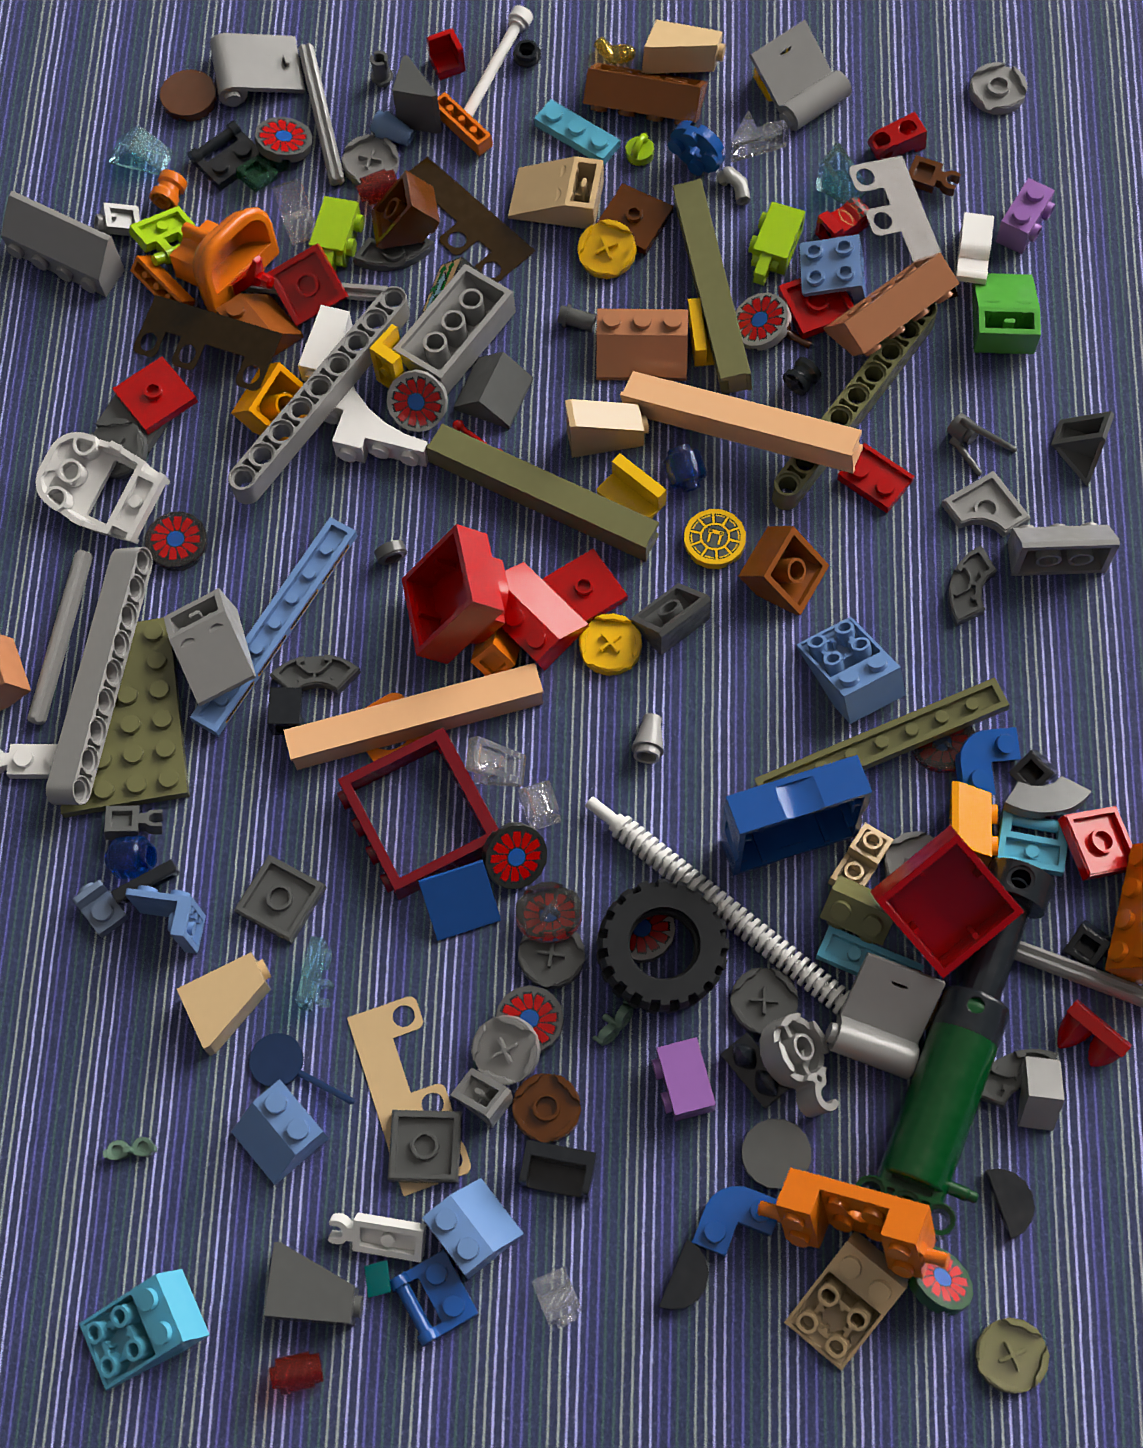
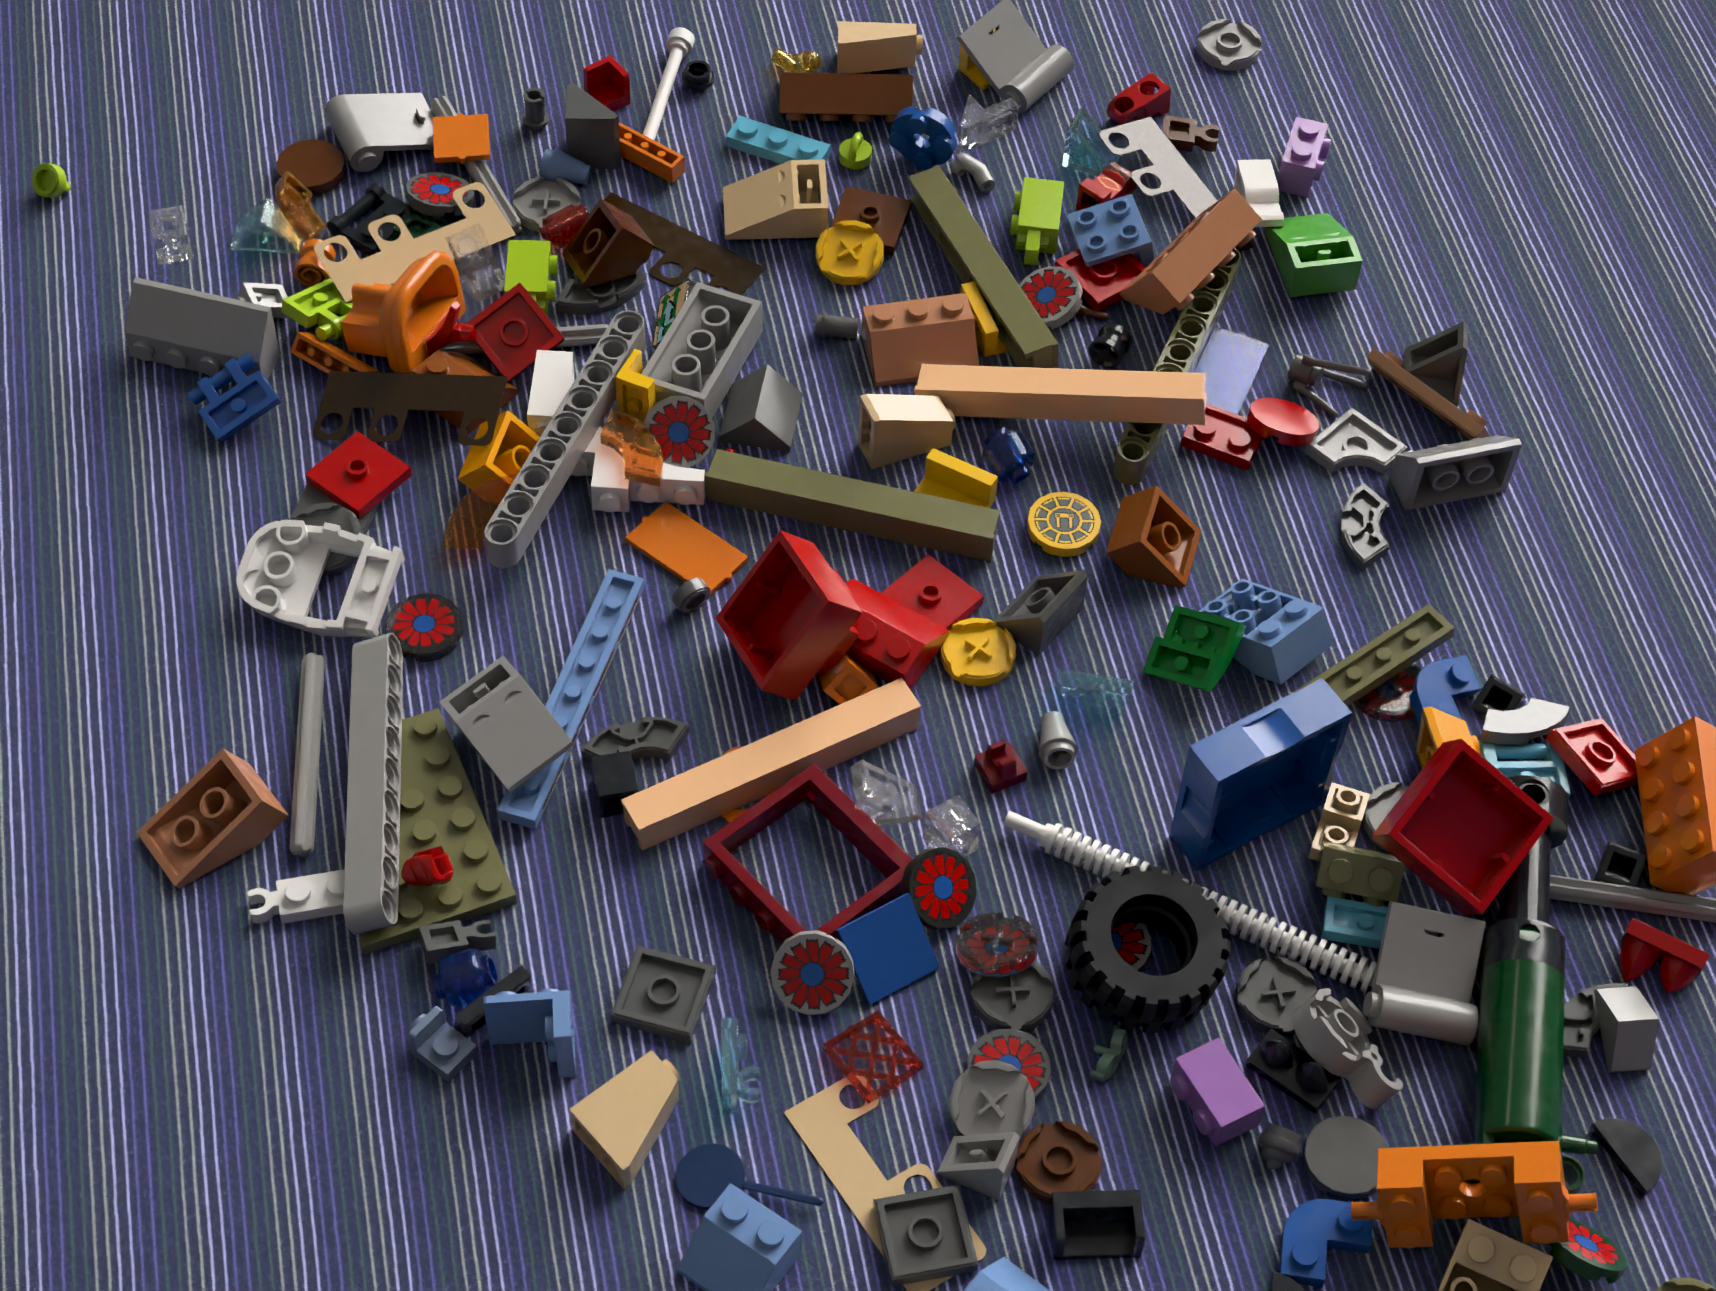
camera: 20 degrees left, 15 degrees down
(61, 145) = (170, 234): none -> clear brick
(77, 315) = (238, 405): none -> blue plate
(121, 760) = (428, 868): none -> red arm
(164, 135) = (296, 207): none -> clear orange tile
(234, 447) = (473, 512): none -> clear orange tile
(244, 194) = (397, 255): none -> tan piece
(313, 88) = (461, 138): none -> orange piece
(377, 412) = (636, 446): none -> clear orange tile
(394, 910) = (812, 972): none -> tile
(401, 506) = (686, 547): none -> orange piece
(437, 1009) = (894, 1039): none -> clear red window
(598, 753) = (1000, 766): none -> dark red tile
(681, 691) = (1076, 683): none -> clear light blue plate
(724, 1133) = (1283, 1150): none -> dark grey plate
(785, 679) = (1194, 649): none -> green slope
(897, 415) = (1230, 368): none -> clear blue piece
(928, 475) = (1284, 420): none -> tile
(1038, 439) = (1390, 367): none -> medium nougat plate

